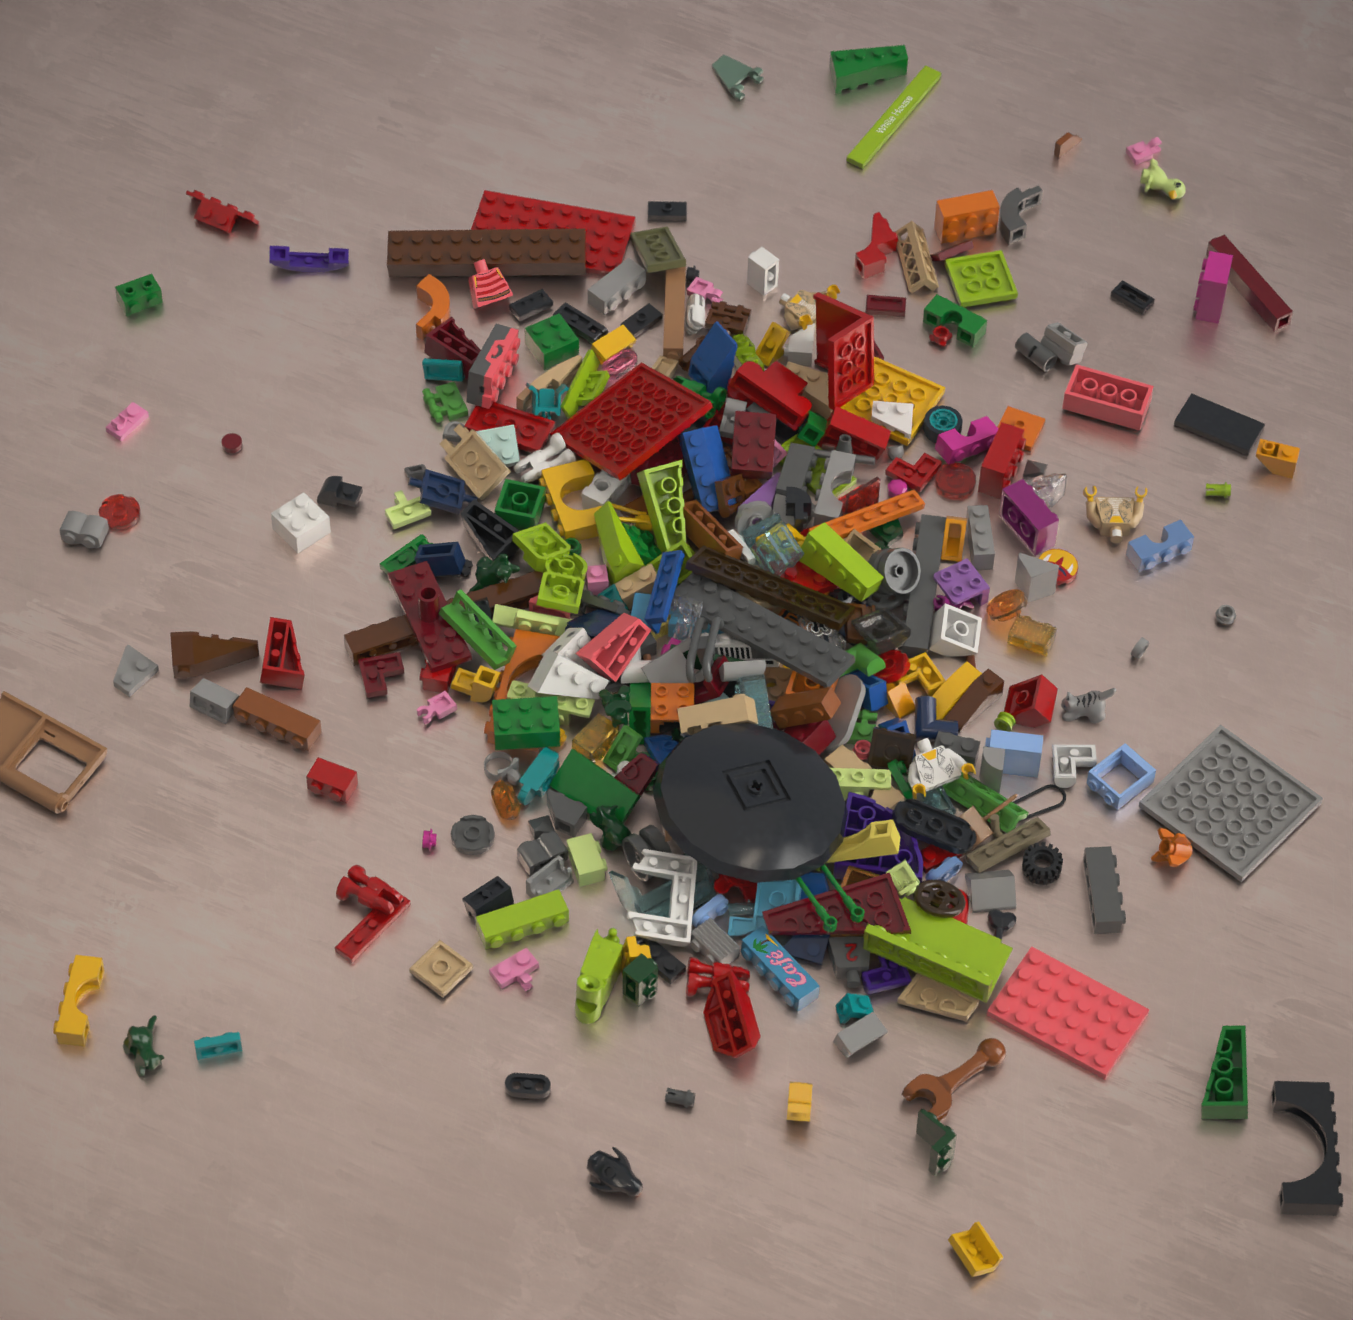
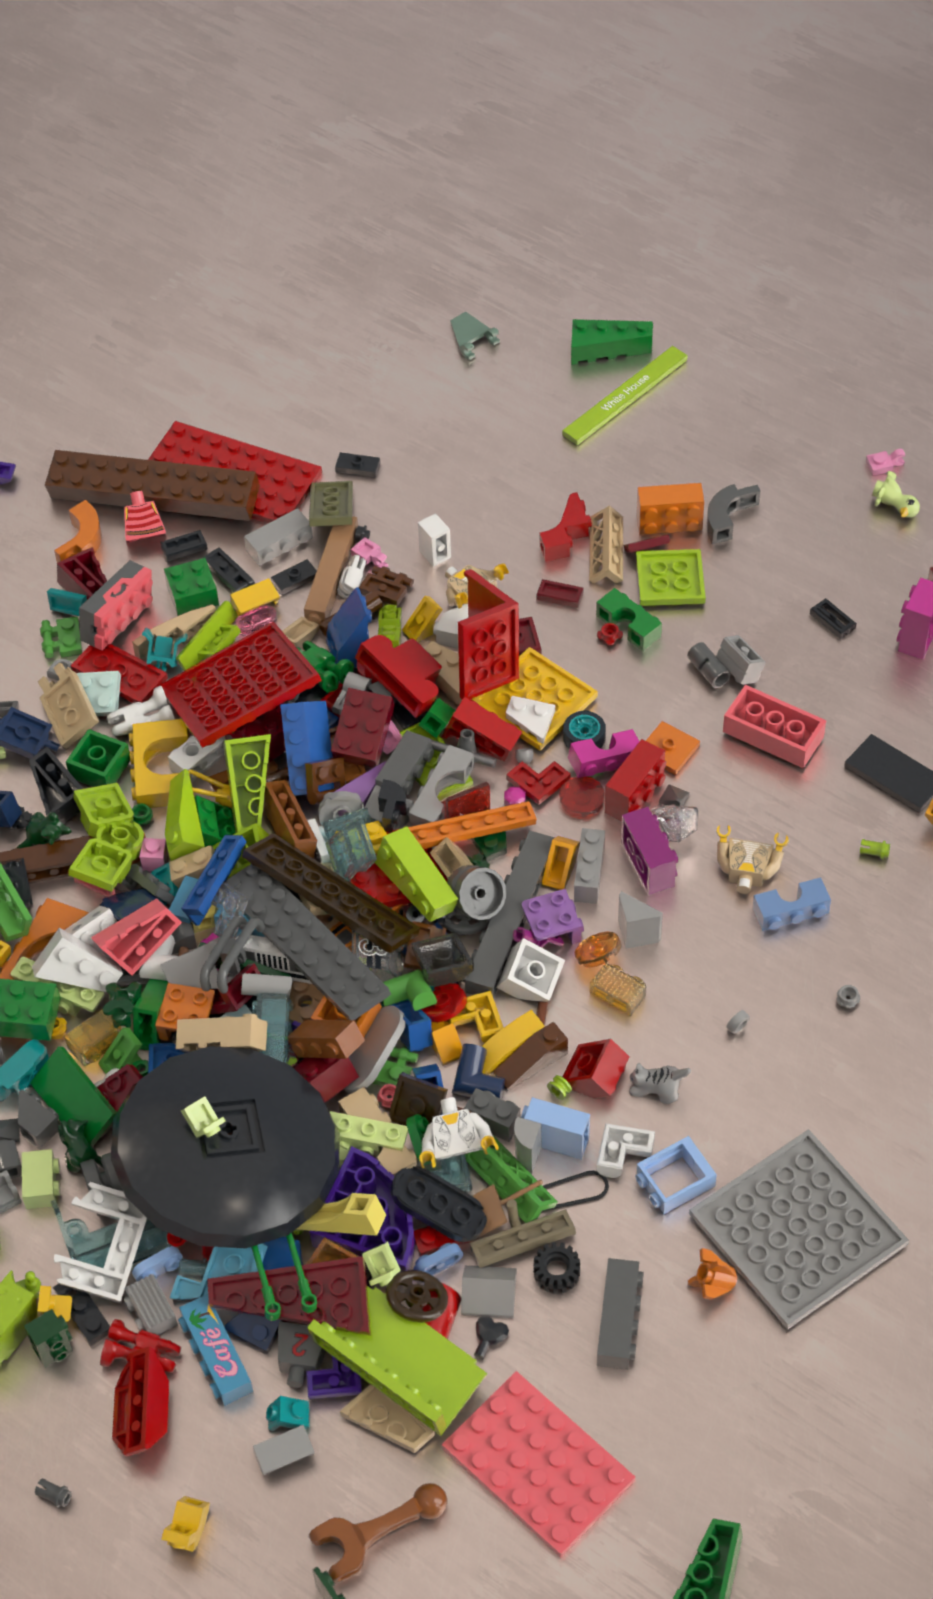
camera: 15 degrees right, 0 degrees up
(529, 620) = (64, 890): yellowish green bracket -> none
(735, 779) = (202, 1118): none -> yellowish green bracket
(1065, 144) = (801, 444): tile -> none
(1067, 564) = (675, 908): tile -> none

